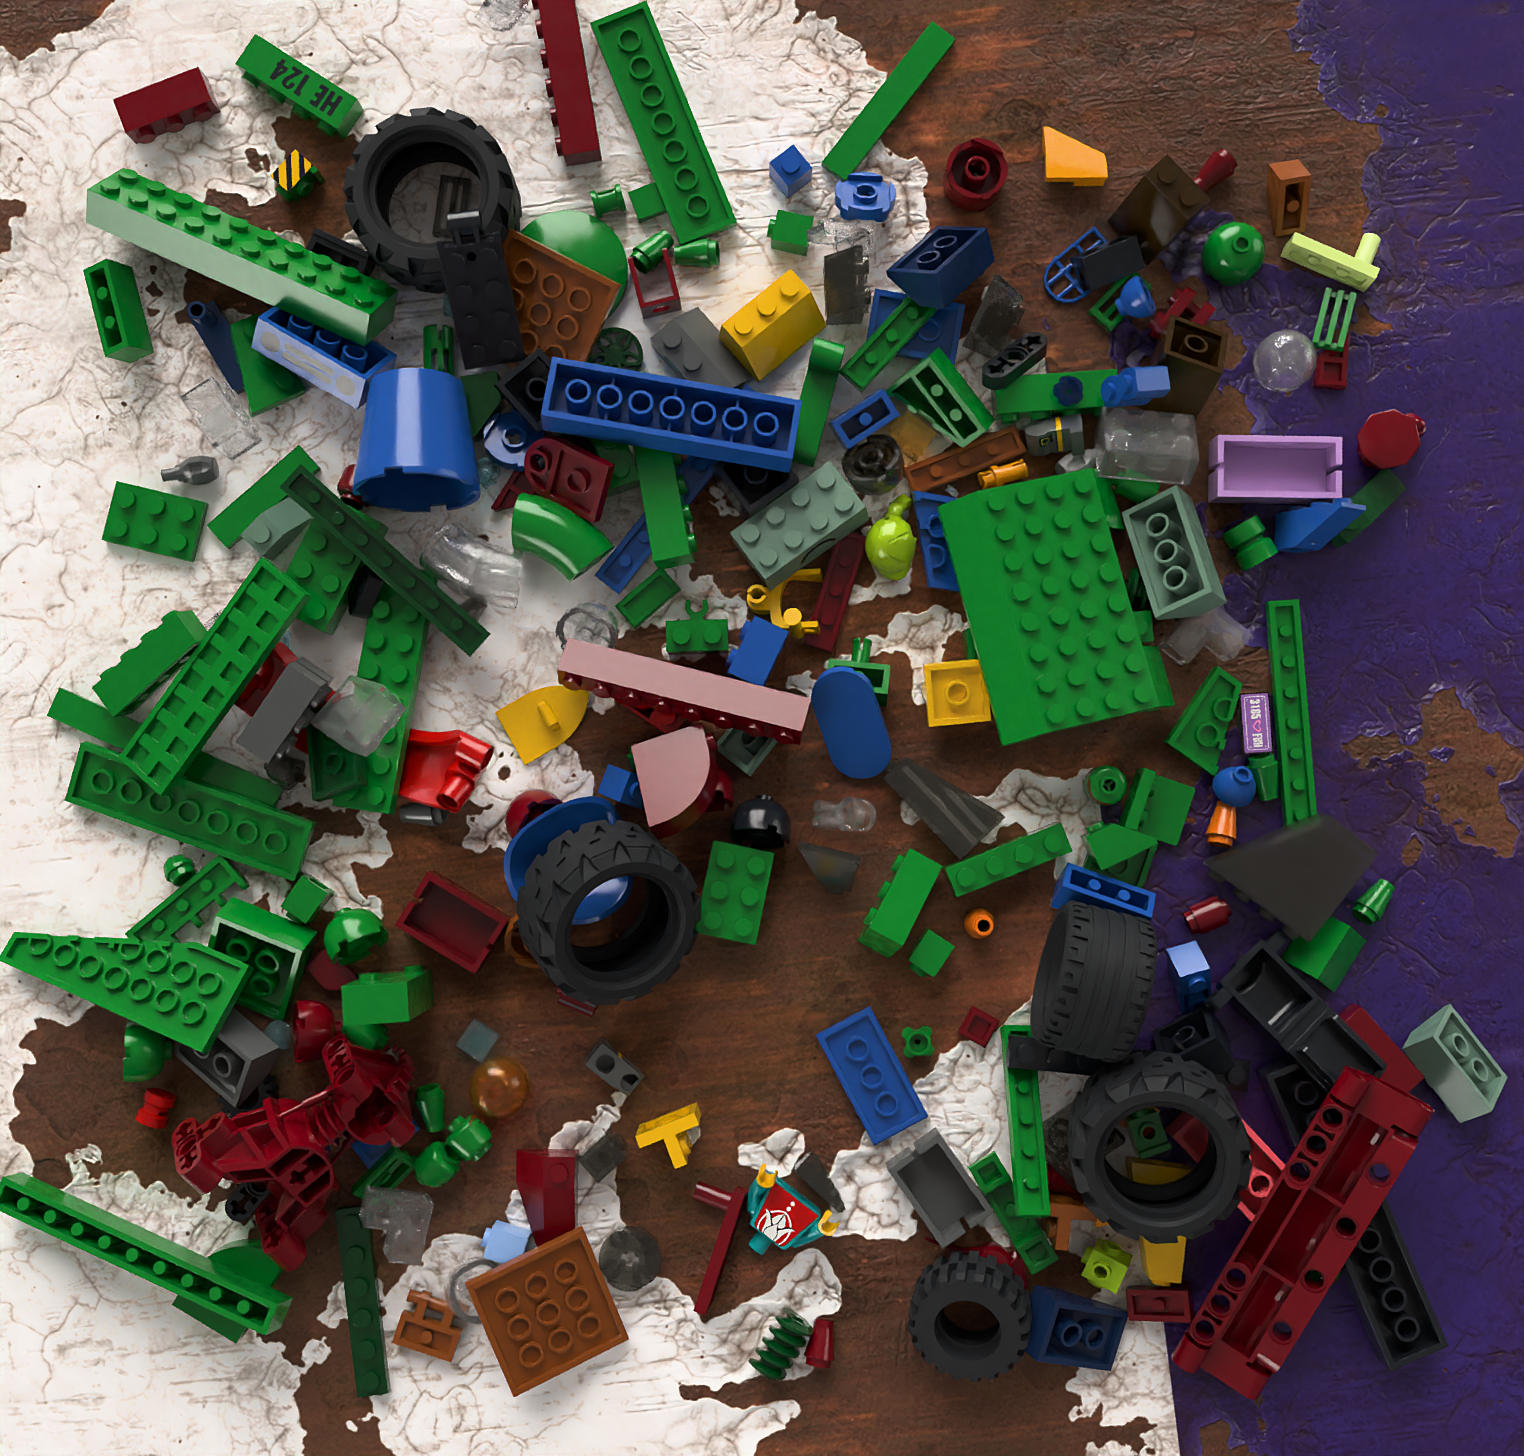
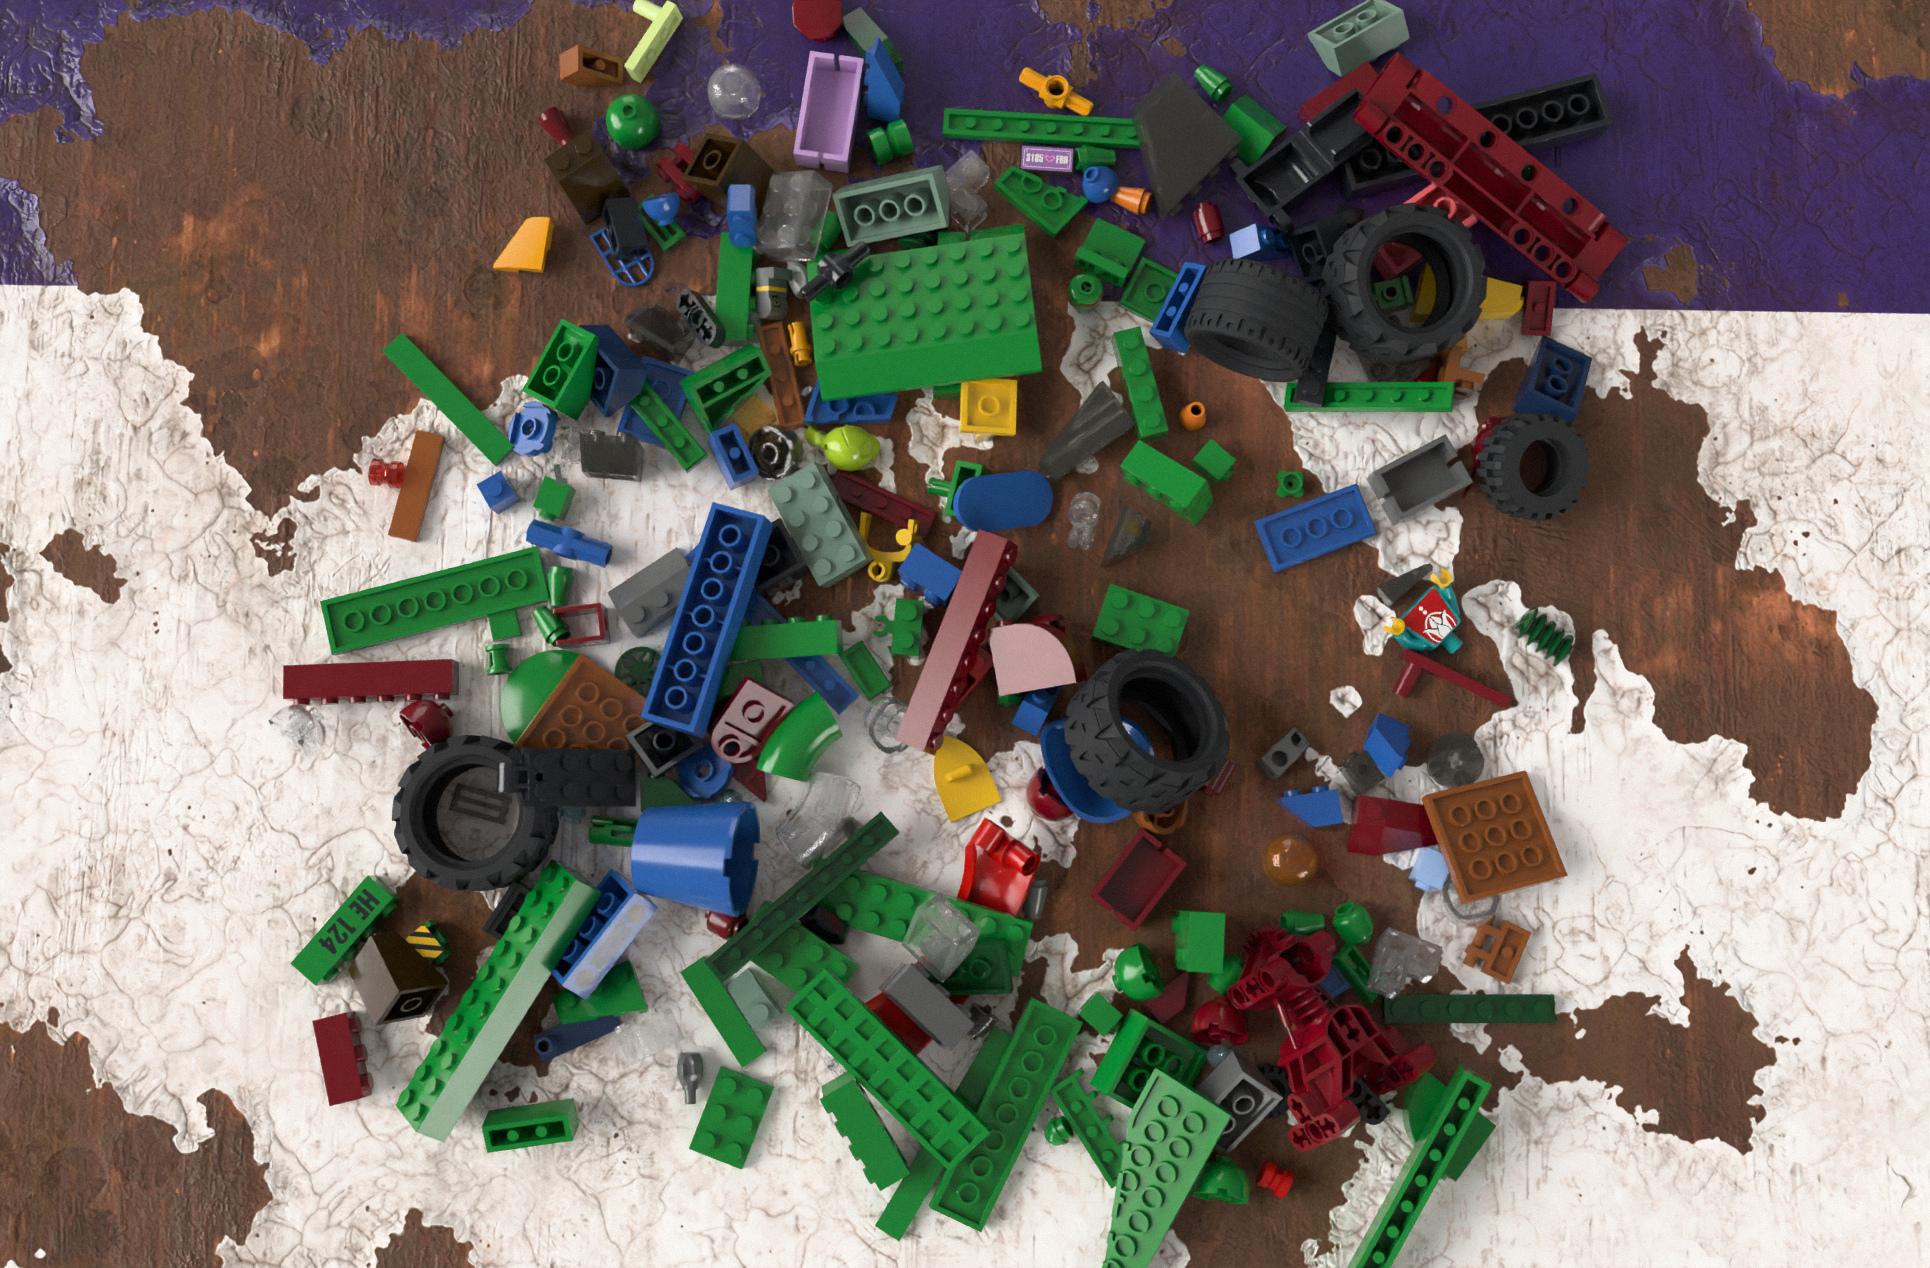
camera: 85 degrees left, 5 degrees down
(250, 144) = (395, 979): none -> dark brown slope
(469, 1137) = (1332, 891): green head -> none
(478, 1040) = (1245, 873): clear light blue plate -> none
(527, 137) = (428, 721): none -> dark red cylinder
(558, 1110) = (1314, 808): none -> blue slope
(636, 1181) = (1387, 743): none -> blue slope
(673, 1129) = (1343, 705): yellow bracket -> none
(744, 256) = (569, 543): none -> blue piece
(761, 822) = (1081, 593): black cylinder -> none
(773, 326) = (637, 525): yellow slope -> none
(787, 83) = (416, 486): none -> dark orange tile
(795, 48) = (386, 473): none -> clear red wheel
(816, 398) = (699, 494): green beam -> none
(820, 1345) = (1547, 602): dark red cone -> none
(932, 219) = (565, 370): none -> green slope
(978, 1026) = (1282, 430): dark red tile -> none
(981, 158) = (516, 320): dark red brick -> none
(1022, 1230) = (1464, 415): green slope -> none
(1071, 383) = (735, 267): clear blue plate -> none
(1084, 499) = (835, 271): none -> black axle
(1105, 1264) = (1500, 347): lime brick -> none
(1113, 843) = (1137, 292): green slope -> none
(1332, 368) = (743, 51): dark red tile -> none
(1338, 297) = (685, 37): green tile -> none
(1343, 709) = (1045, 85): none -> light orange axle

